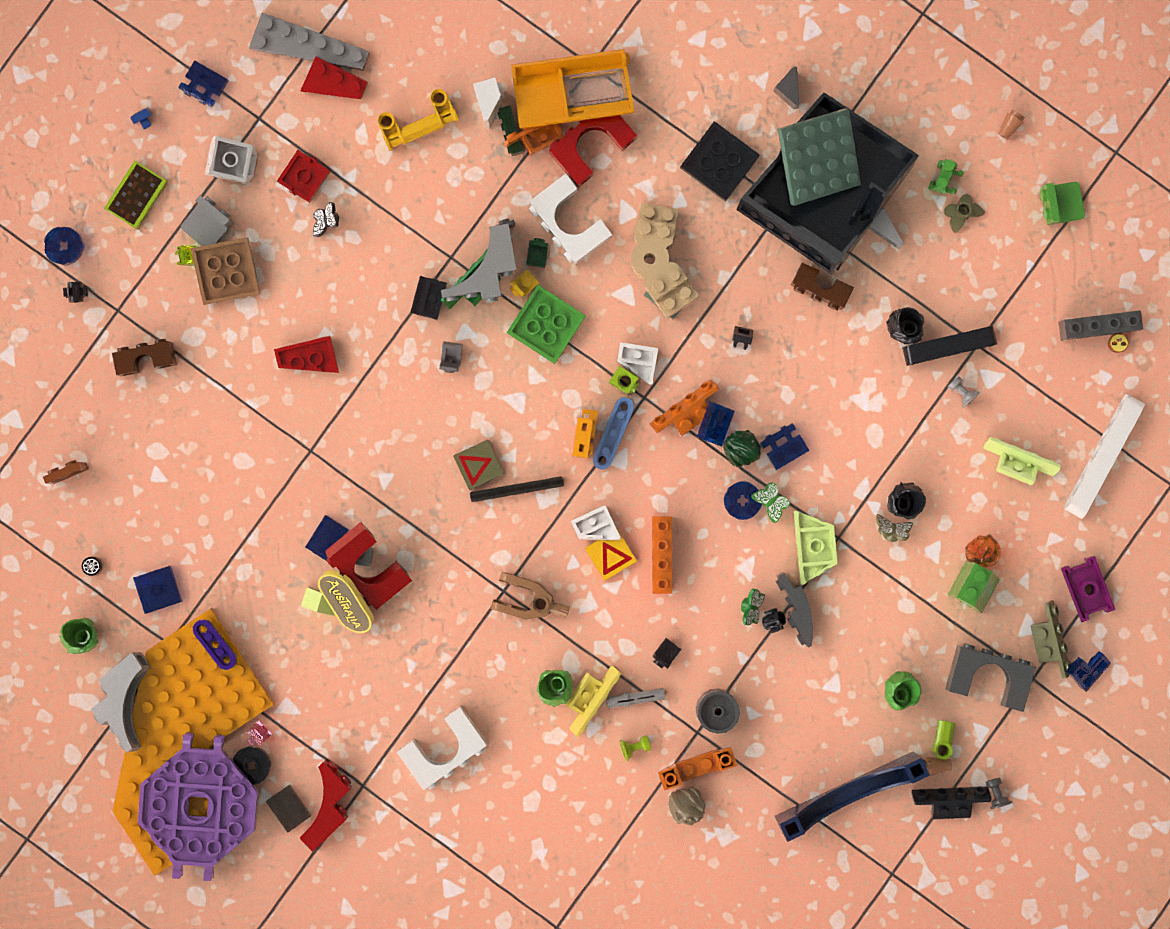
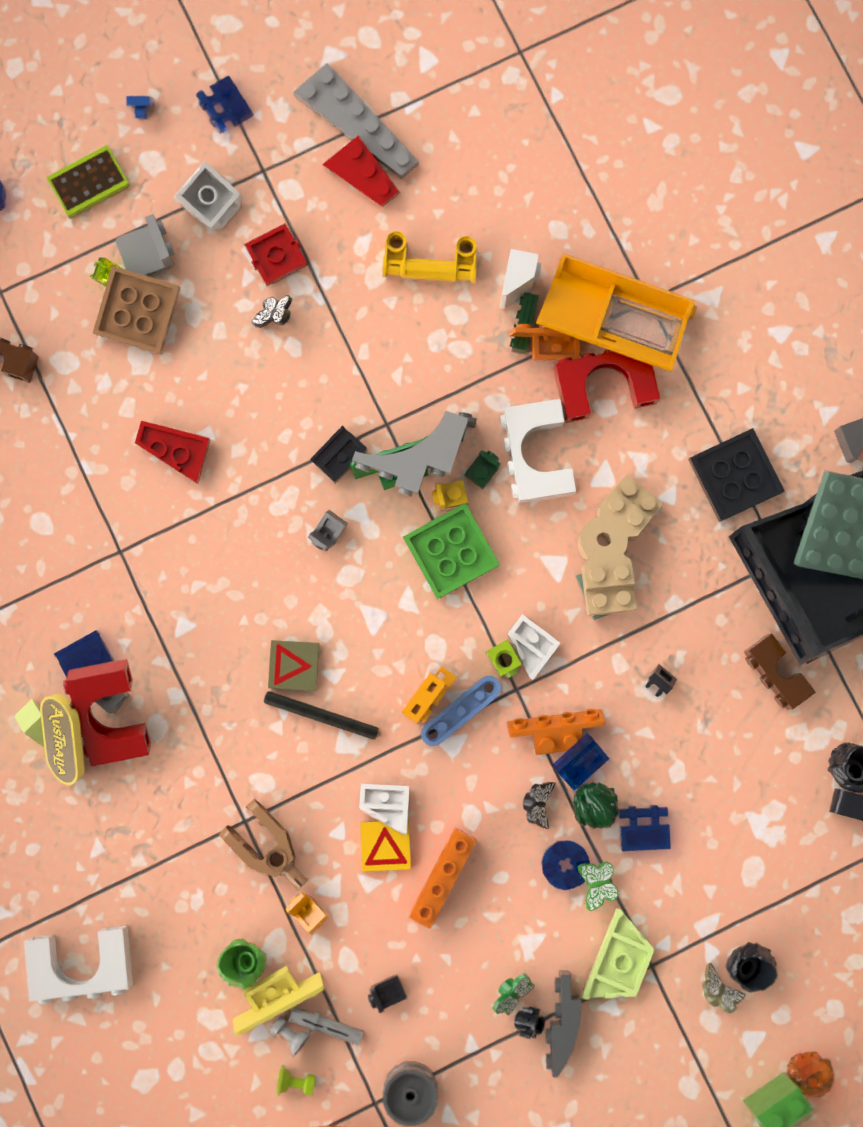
camera: 30 degrees right, 5 degrees down
(581, 629) = (307, 912): none -> light orange bracket
(621, 718) = (297, 1040): none -> light grey piece
(699, 469) = (535, 802): none -> black animal

